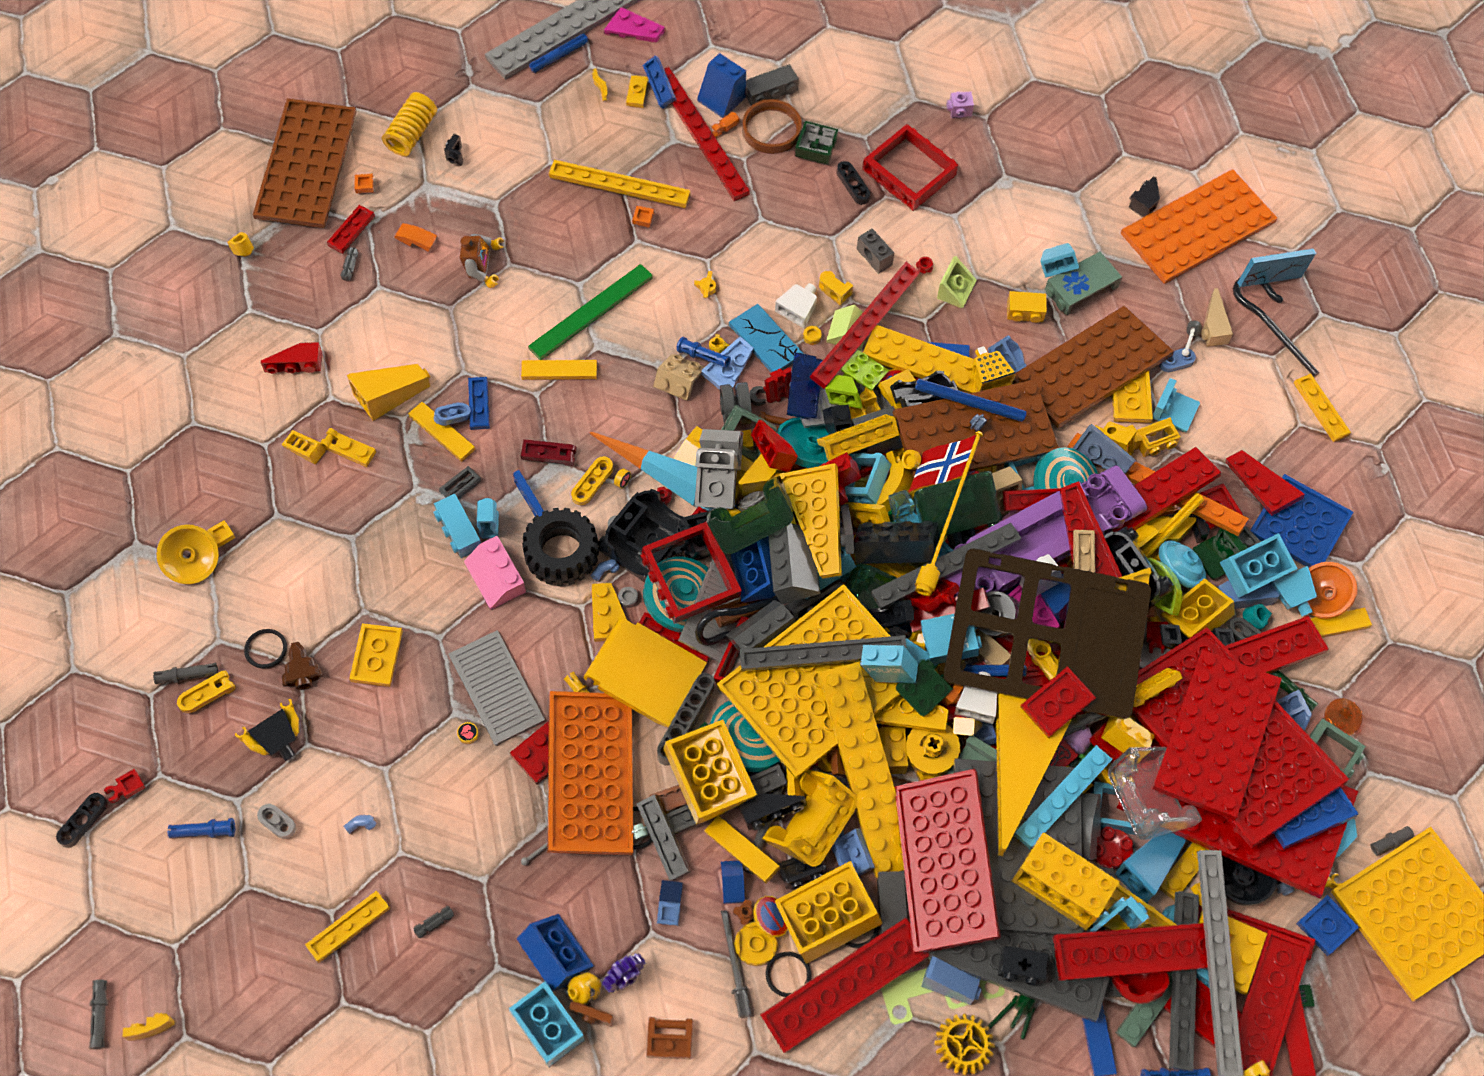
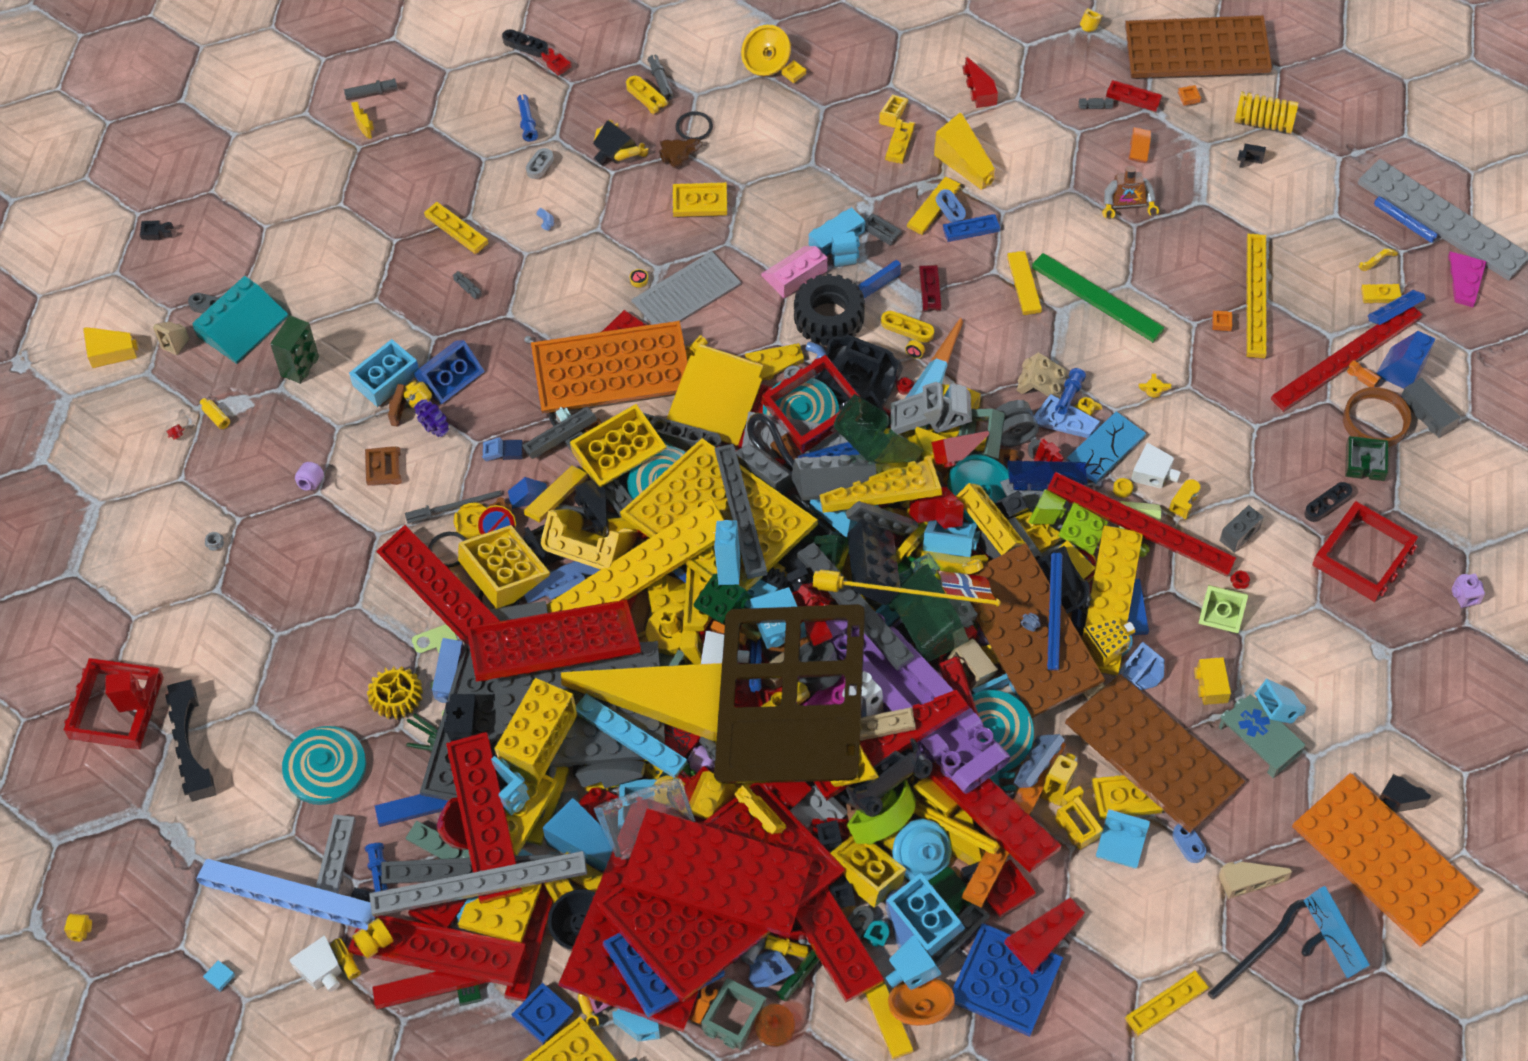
camera: 85 degrees right, 5 degrees down
(1057, 702) = (719, 710): red tile -> none
(1191, 332) = (1231, 854): hinge -> none

